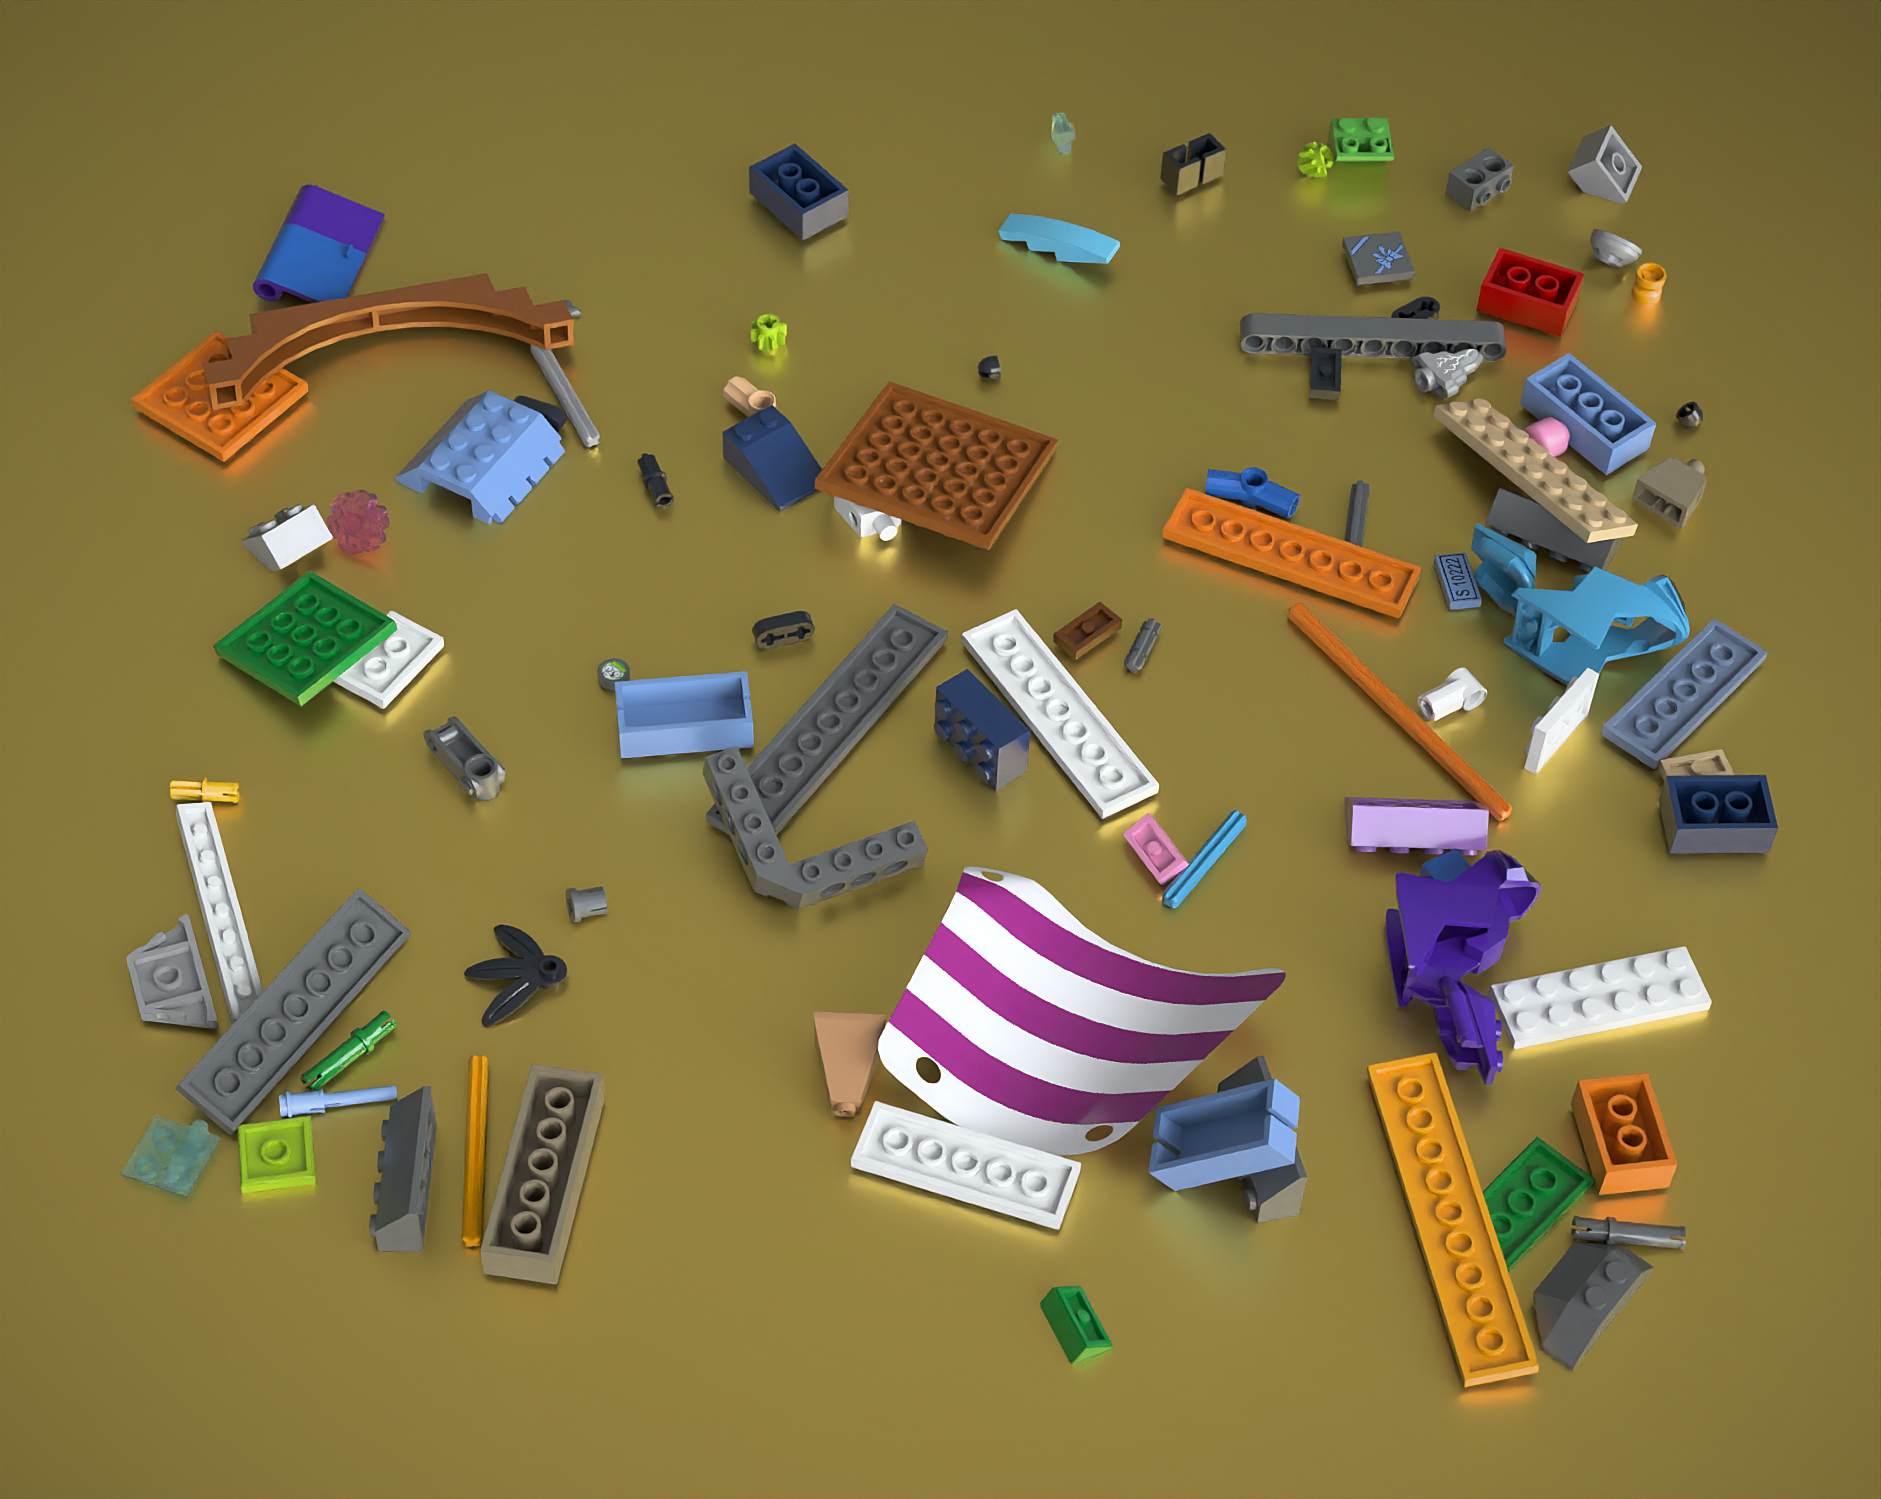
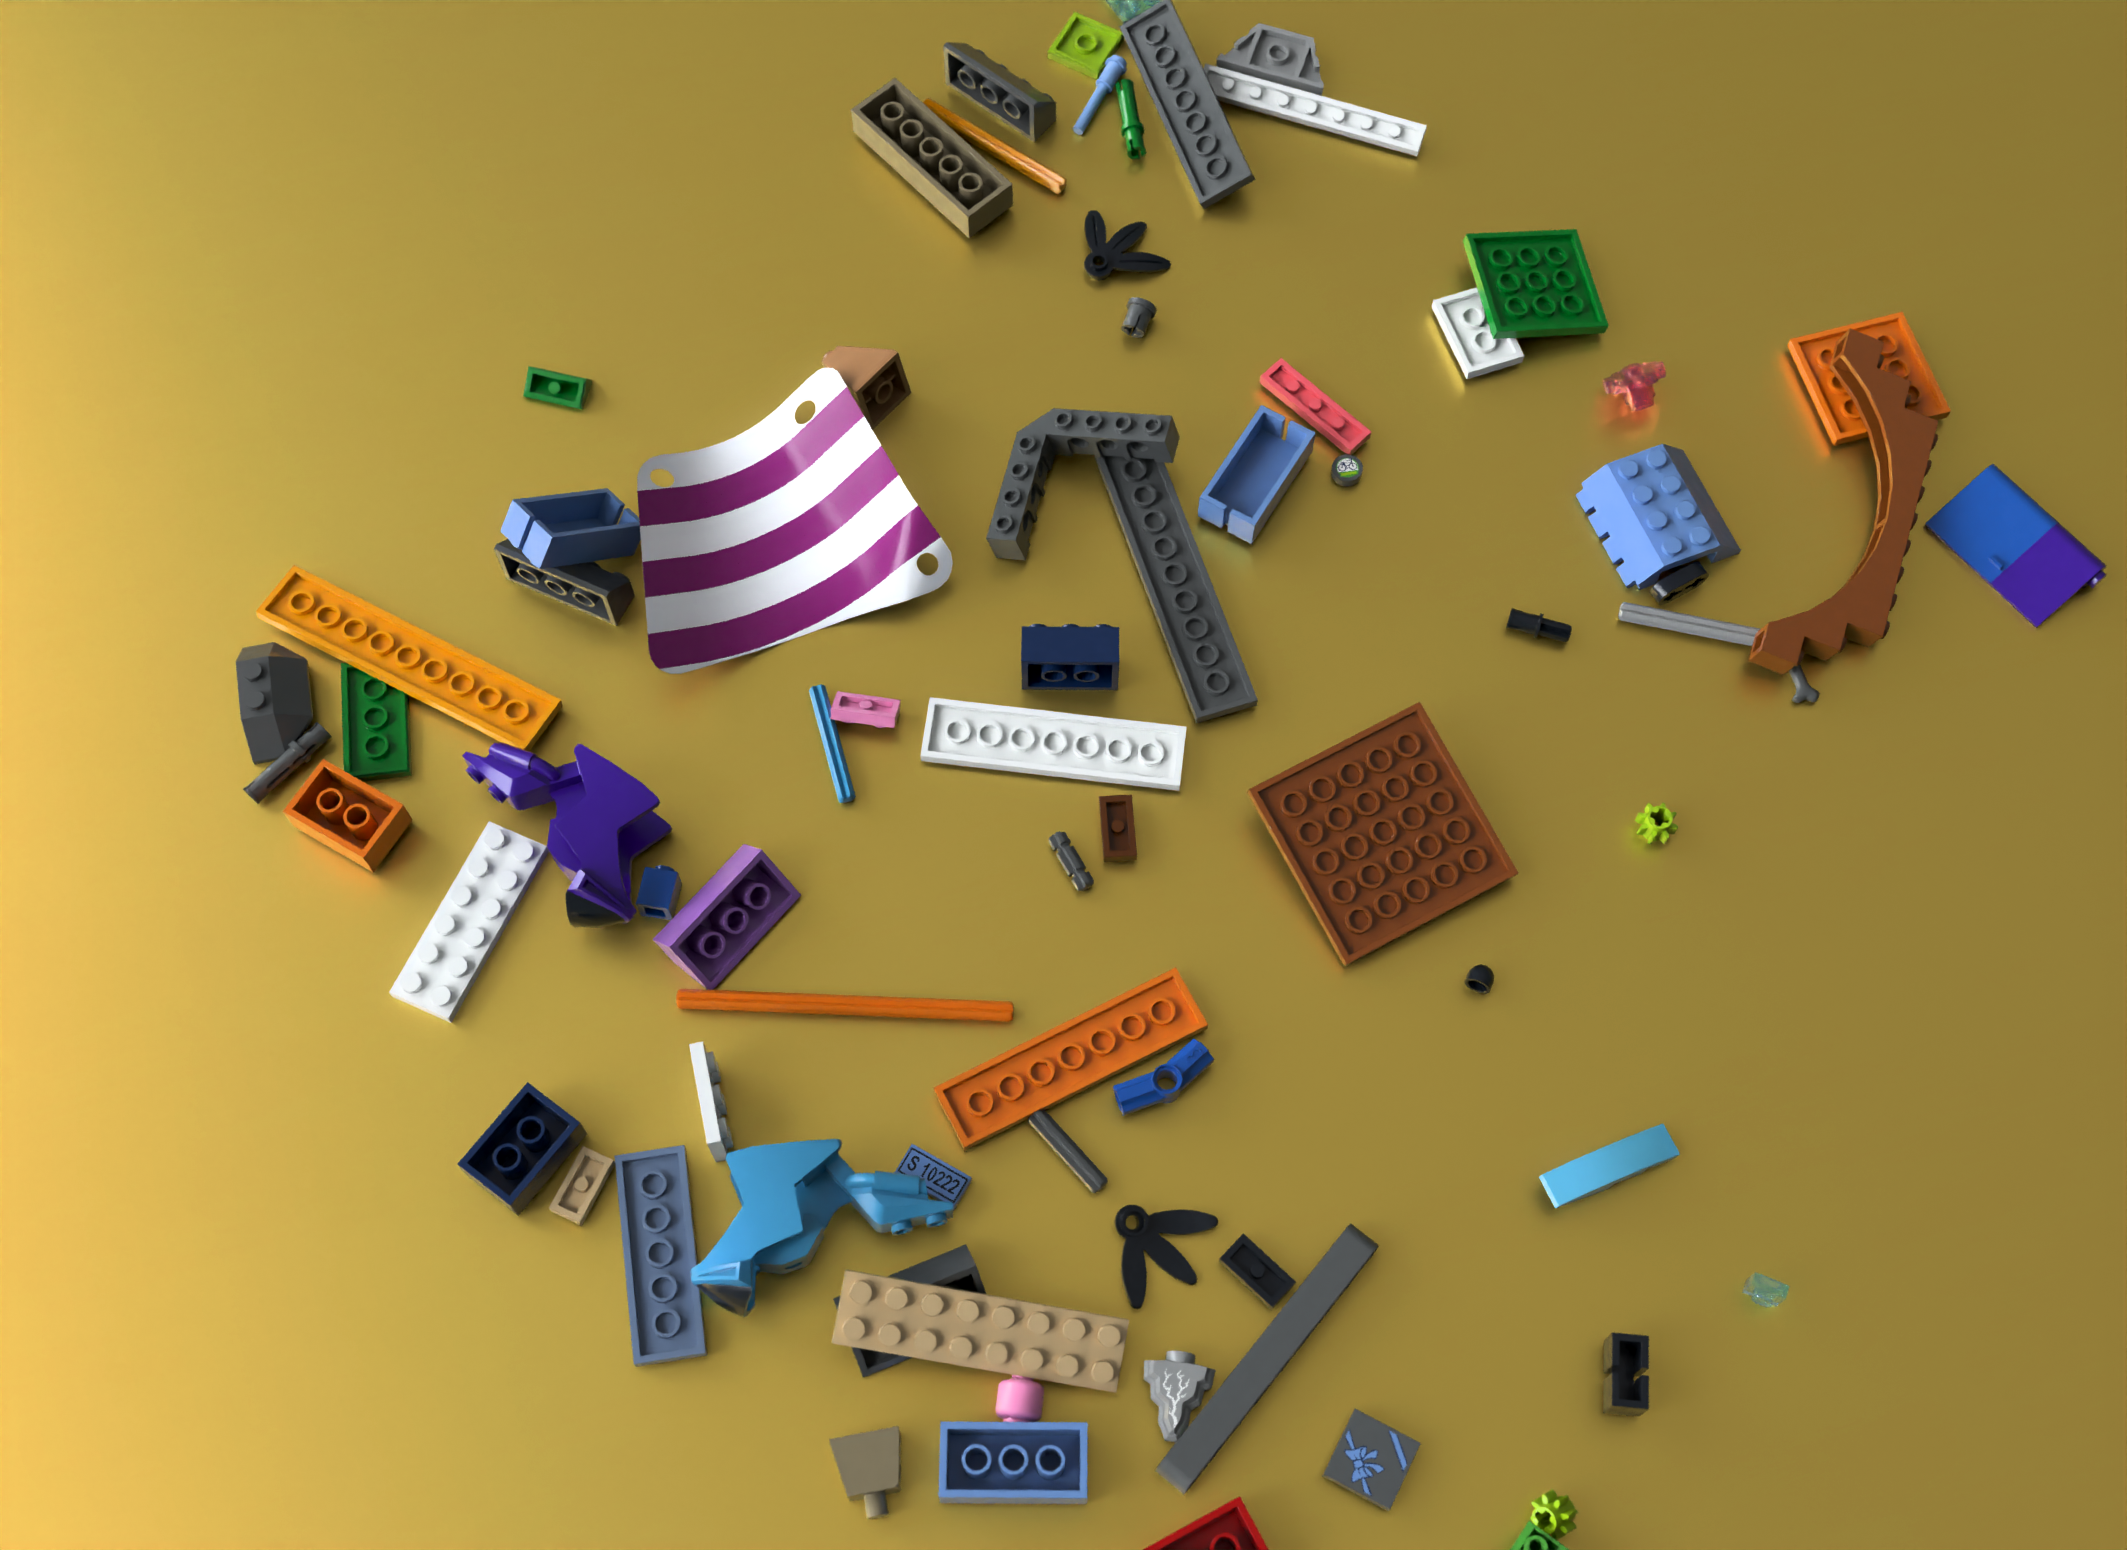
camera: 130 degrees right, 15 degrees up
(204, 790) = (1433, 158): yellow axle -> none
(288, 537) = (1660, 332): slope -> none
(466, 759) = (1336, 322): dark grey piece -> none
(569, 726) = (1315, 407): none -> coral plate
(747, 397) = (1576, 752): light nougat piece -> none
(772, 457) = (1494, 725): dark blue slope -> none
(783, 630) = (1295, 607): black beam -> none
(798, 191) = (1830, 969): dark blue brick -> none
(966, 1165) = (722, 399): white plate -> none
(1364, 448) = (1163, 1253): none -> black plant
(1429, 306) = (1262, 1429): black beam -> none
(1458, 691) = (817, 1064): white piece -> none

